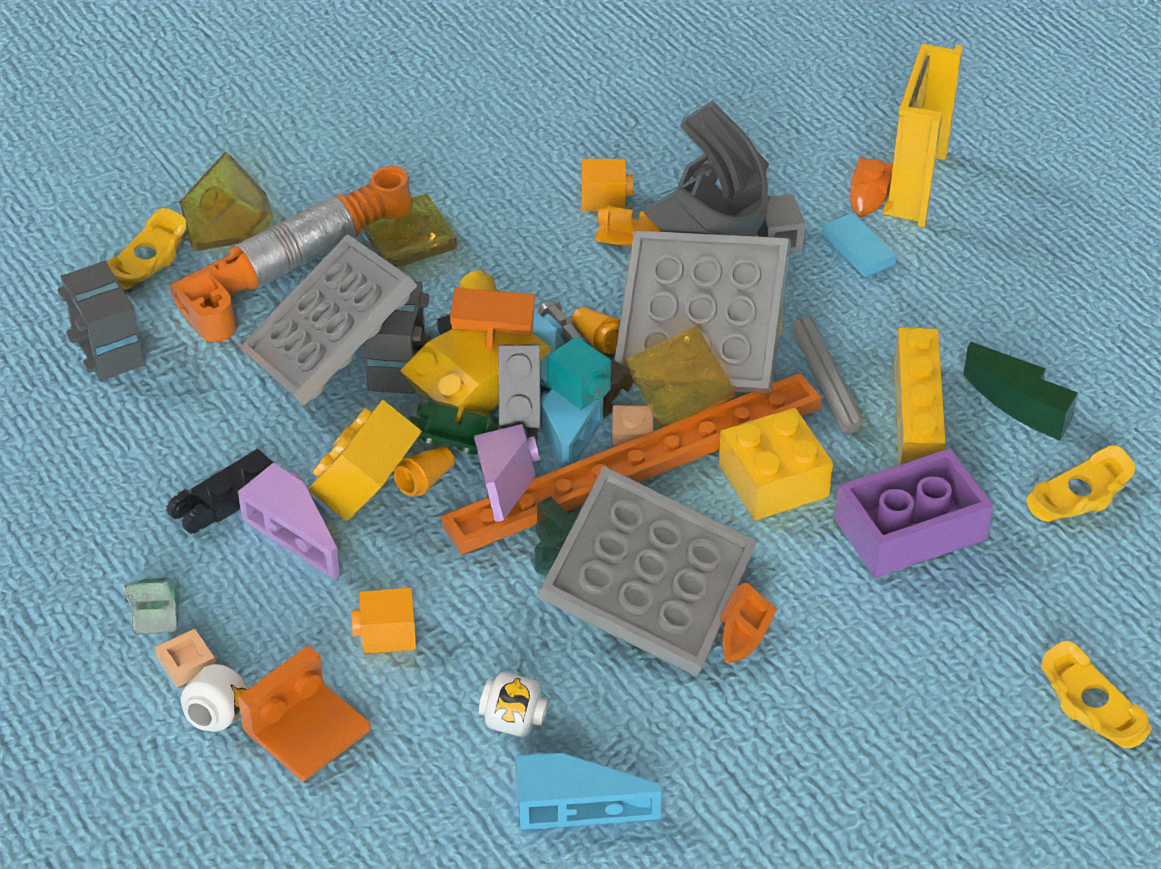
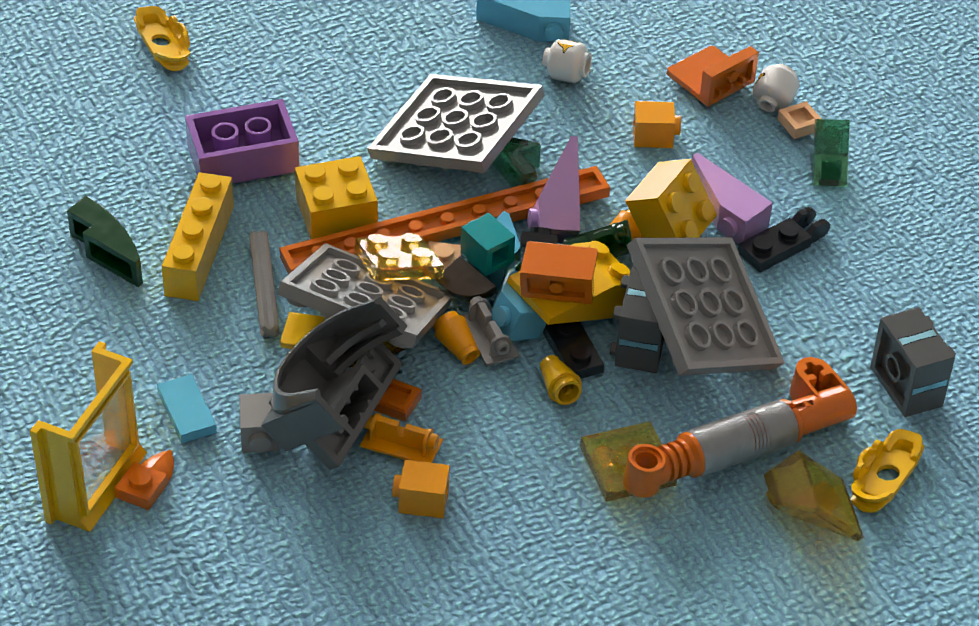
camera: 175 degrees left, 0 degrees up
(745, 622) = (391, 100): orange plate -> none
(1104, 472) = (73, 175): yellow piece -> none

